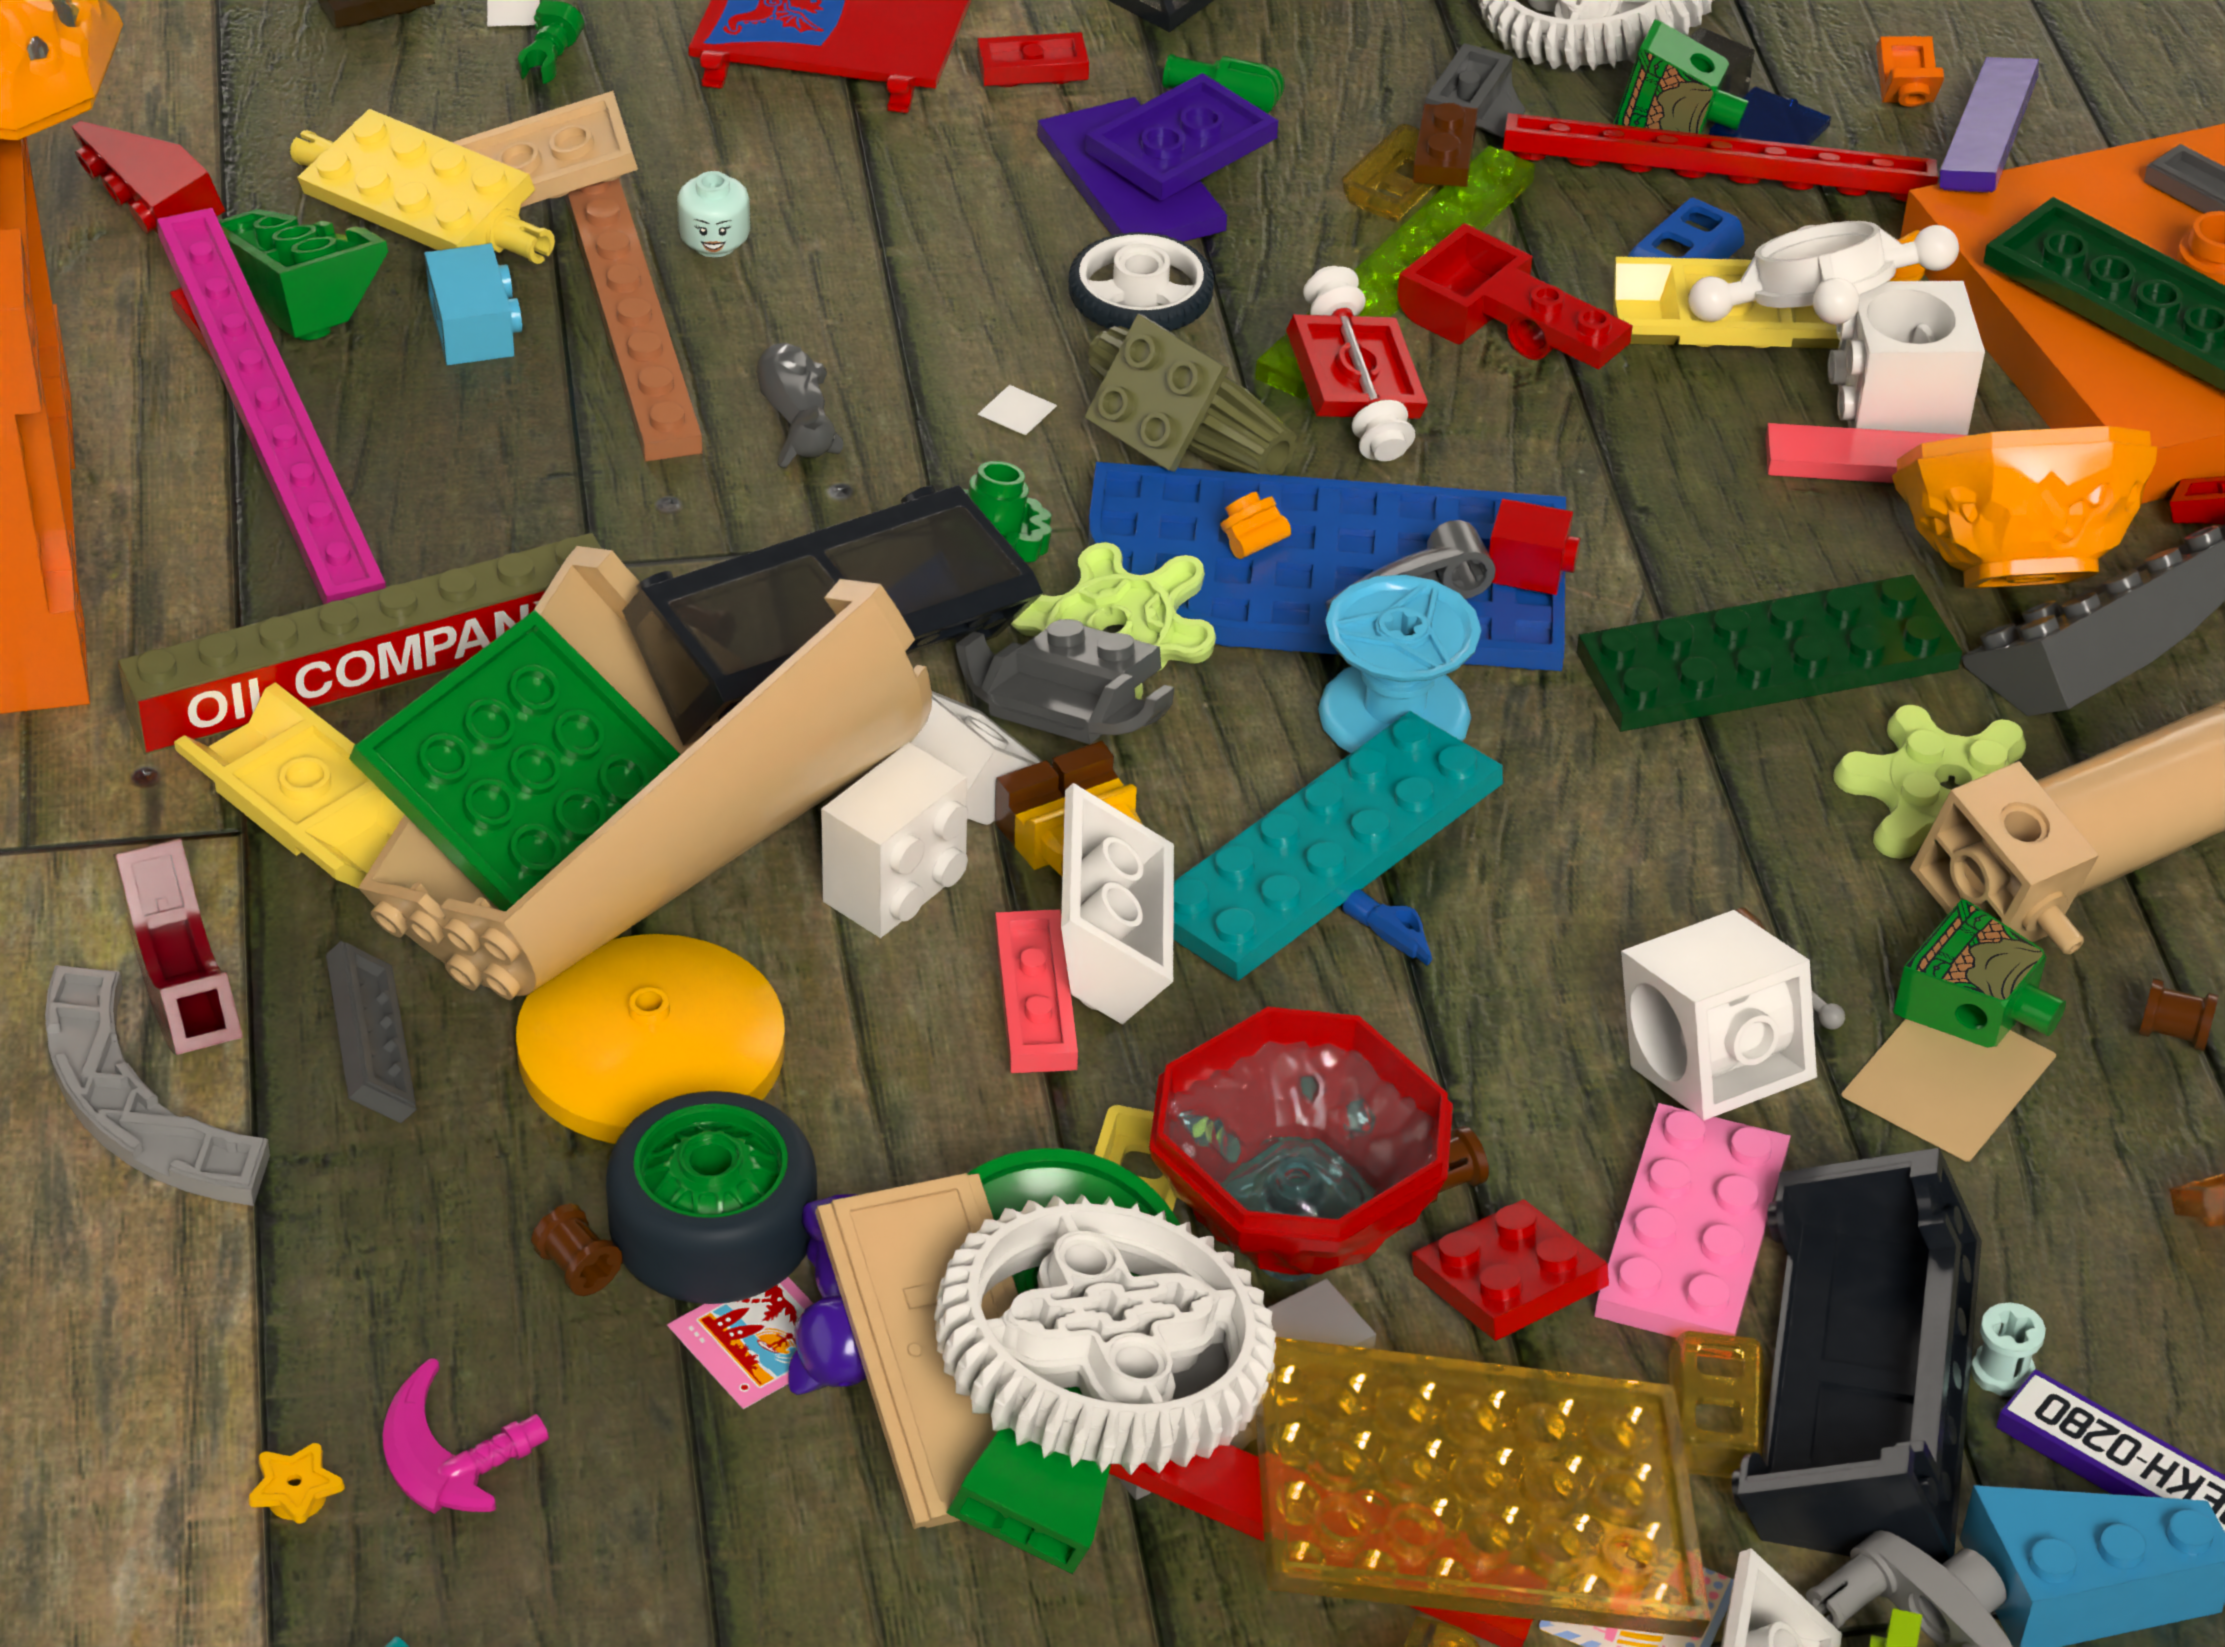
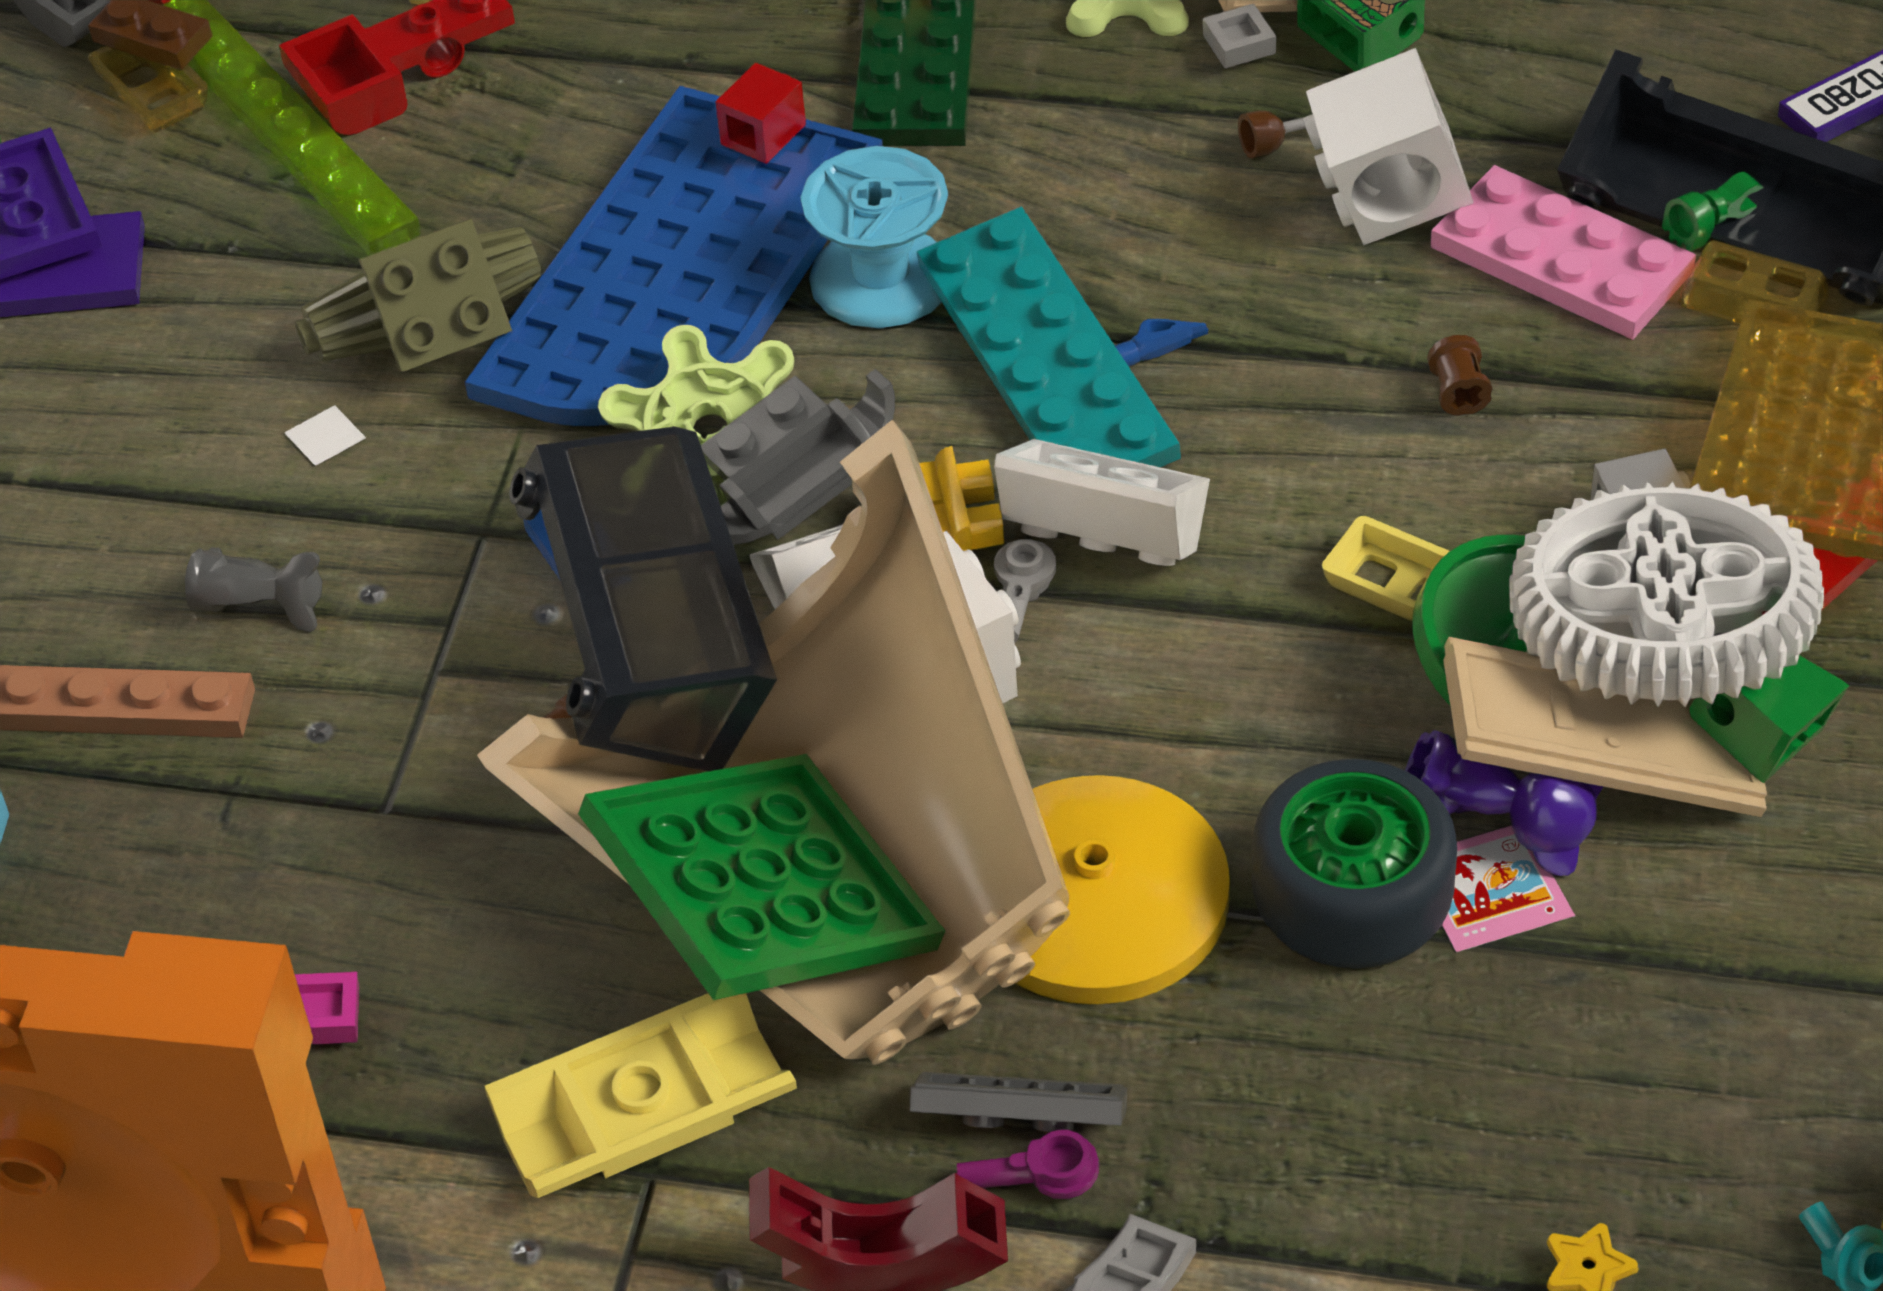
camera: 65 degrees left, 5 degrees up
(309, 1075) = (1057, 1164): none -> magenta plate
(335, 647) = (447, 1010): brick -> none
(430, 1472) = (1591, 1164): dark pink piece -> none
(576, 1249) = (1367, 988): reddish brown bush -> none
(1004, 500) = (484, 475): green plant -> none
(1023, 892) = (1025, 572): none -> light grey plate
(1035, 992) = (1151, 590): coral plate -> none
(1140, 281) = (212, 289): white wheel -> none
(1254, 525) = (628, 285): light orange plate -> none
(1301, 1139) = (1471, 421): rock -> none
(1356, 365) = (434, 168): red plate -> none
(1452, 558) = (755, 192): dark grey piece -> none
(1510, 1269) = (1589, 365): red plate -> none
(1830, 1343) = (1696, 214): none -> green piece
(1884, 889) = (1239, 35): none -> light grey plate
(1947, 1085) = (1465, 67): tan sticker -> none
(2019, 1338) = (1763, 95): light aqua bush -> none

